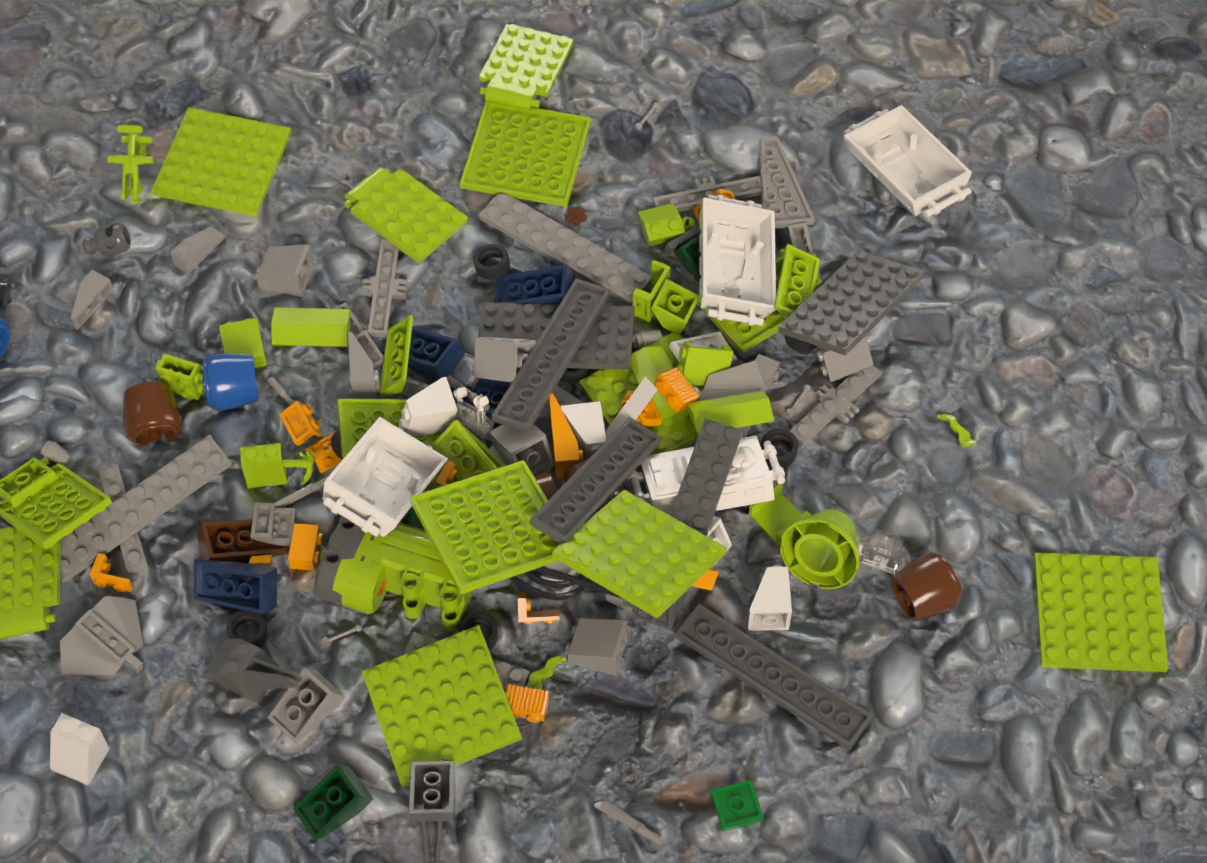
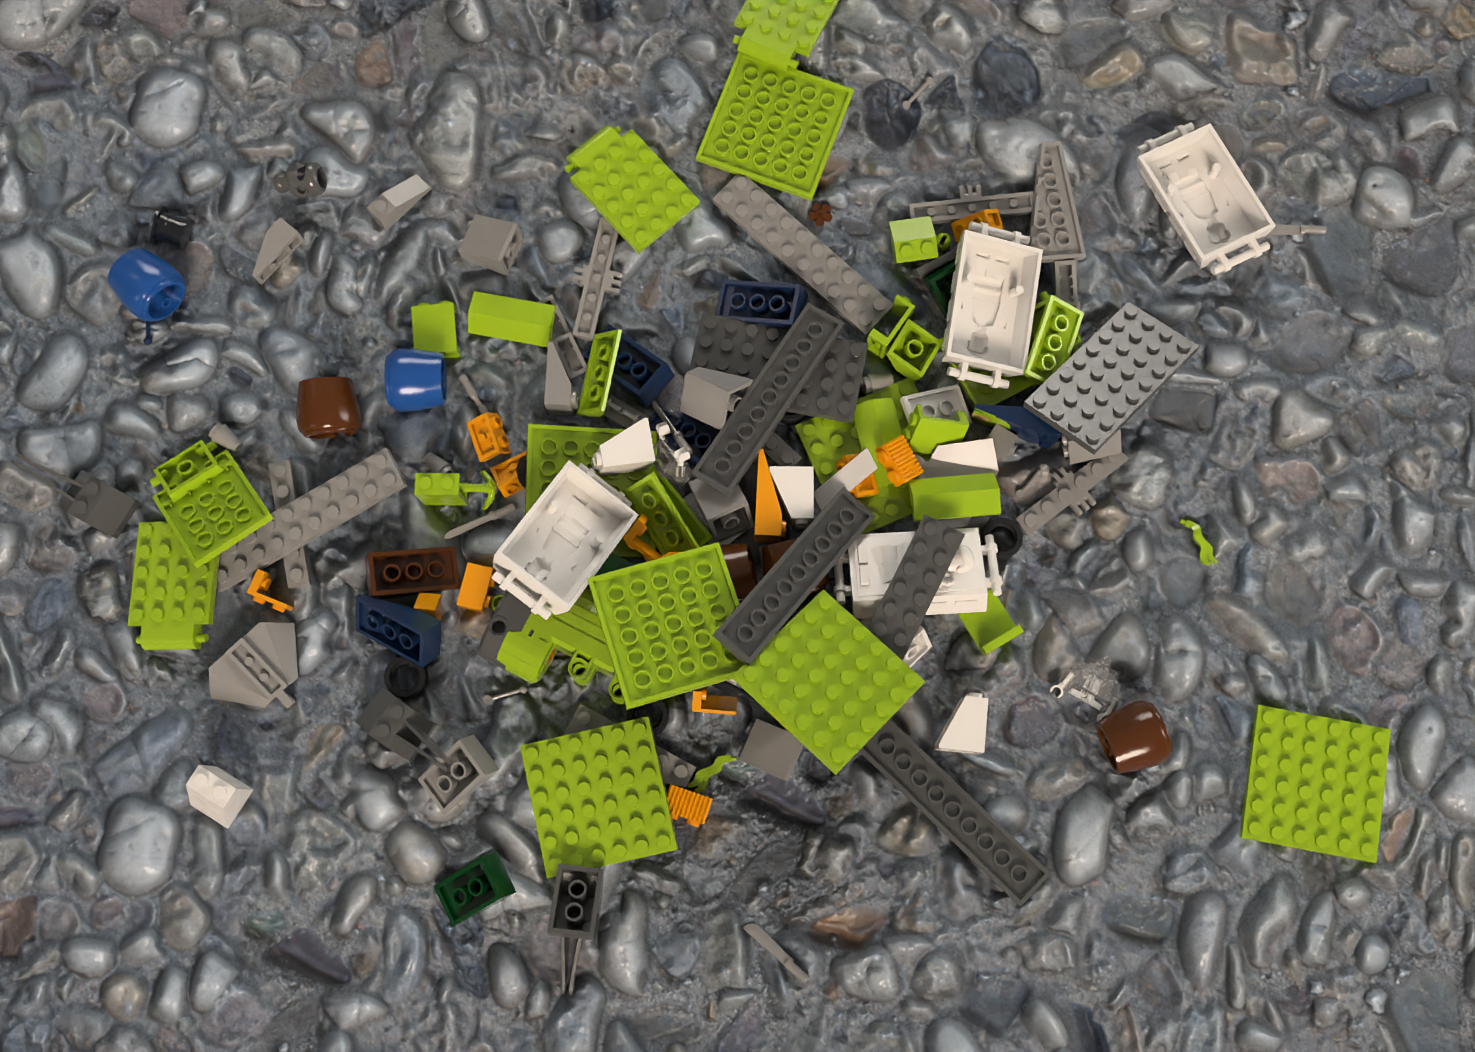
camera: 10 degrees right, 20 degrees up
(132, 160) = (332, 92): lime piece -> none
(181, 375) = (361, 367): lime brick -> none
(221, 162) = (436, 91): lime plate -> none
(273, 524) = (445, 556): light grey slope -> none
(487, 252) = (714, 249): black tyre -> none
(736, 805) = (891, 950): green tile -> none
(790, 352) = (1018, 421): none -> dark blue slope
(822, 549) = (1031, 676): lime cone -> none
(978, 182) = (1298, 229): none -> light grey piece

